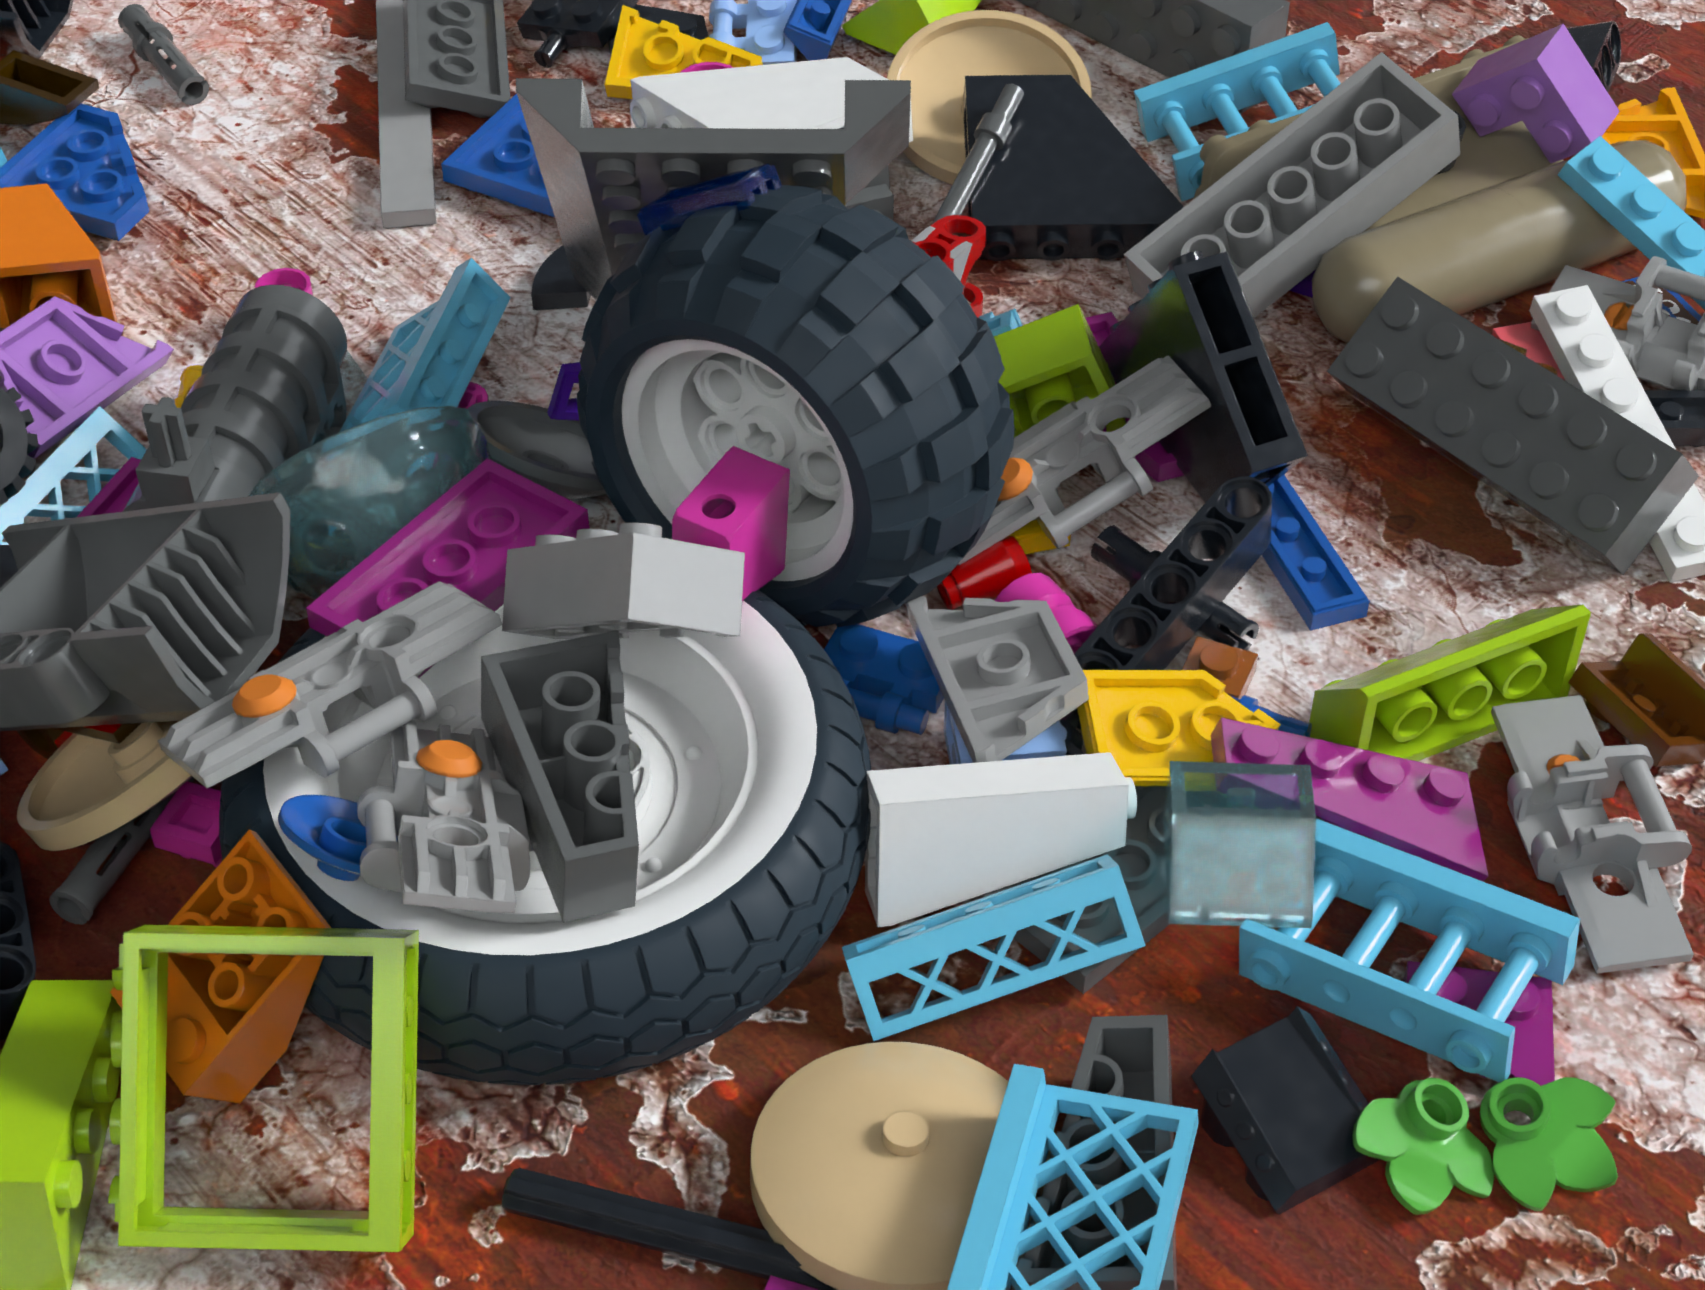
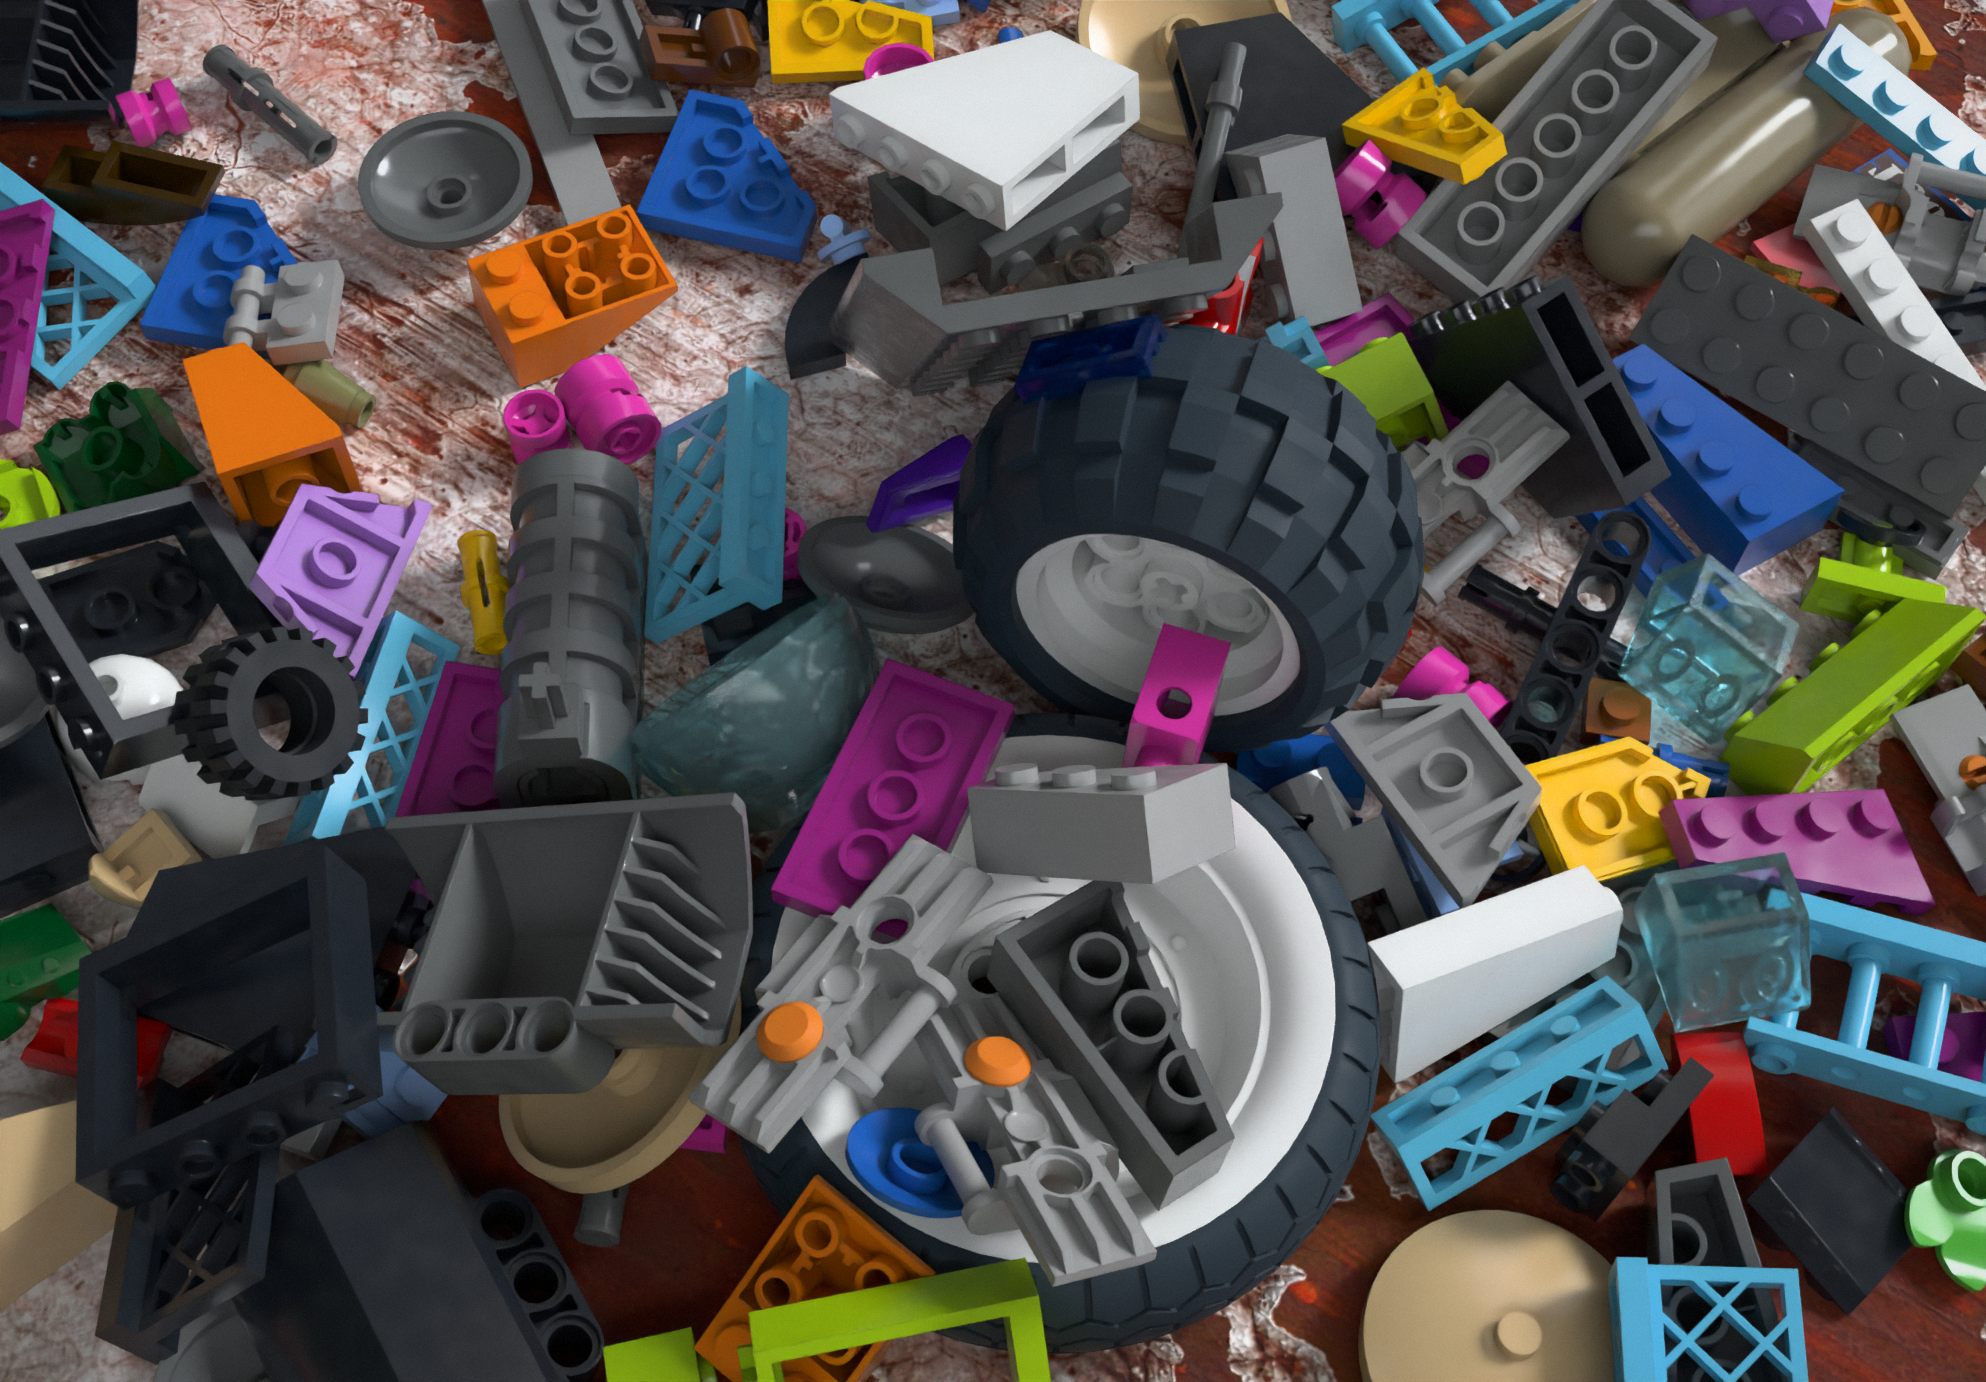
camera: 15 degrees left, 15 degrees up
(63, 45) = (153, 112): none -> dark pink wheel
(108, 190) = (302, 306): none -> light grey plate
(122, 255) = (332, 391): none -> olive cone
(282, 117) = (445, 180): none -> dark grey dish
(354, 208) = (568, 292): none -> orange slope
(357, 292) = (608, 409): none -> dark pink wheel
(533, 57) = (714, 54): none -> reddish brown plate
(896, 718) = (1359, 854): none -> dark grey plate
(1027, 234) = (1307, 244): none -> light grey wedge
(1070, 981) = (1617, 1140): none -> black plate
(1096, 210) = (1363, 174): none -> dark pink wheel
(1169, 172) = (1428, 130): none -> yellow wing
(1198, 994) = (1727, 1111): none -> red slope
(1314, 616) = (1707, 646): none -> clear light blue slope
(1382, 490) = (1729, 479): none -> blue wedge
(1478, 598) = (1866, 573): none -> lime piece
(1536, 548) = (1874, 499): none -> dark grey tile

